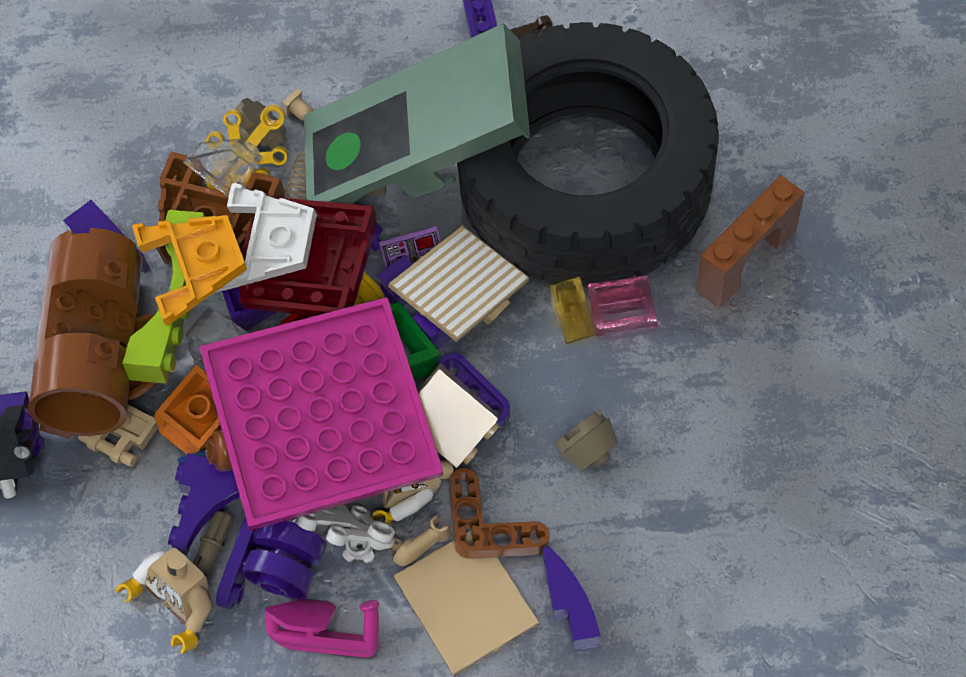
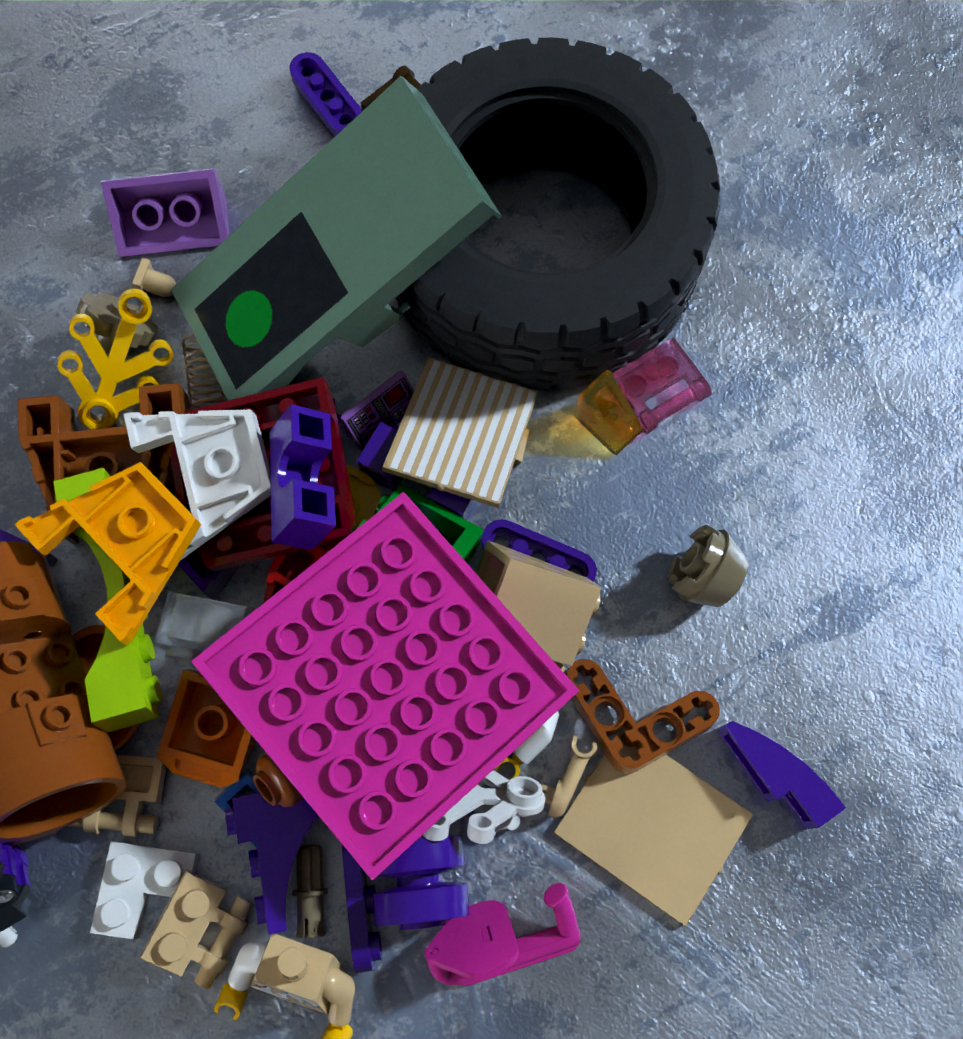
camera: 30 degrees left, 10 degrees up
(104, 487) = (127, 880): none -> white plate
(123, 527) = (184, 924): none -> tan plate
(224, 162) = (97, 389): clear slope -> none
(318, 270) = (299, 505): none -> dark purple arch
(329, 62) = (167, 212): none -> medium lavender slope
(770, 218) = (781, 252): dark orange arch -> none

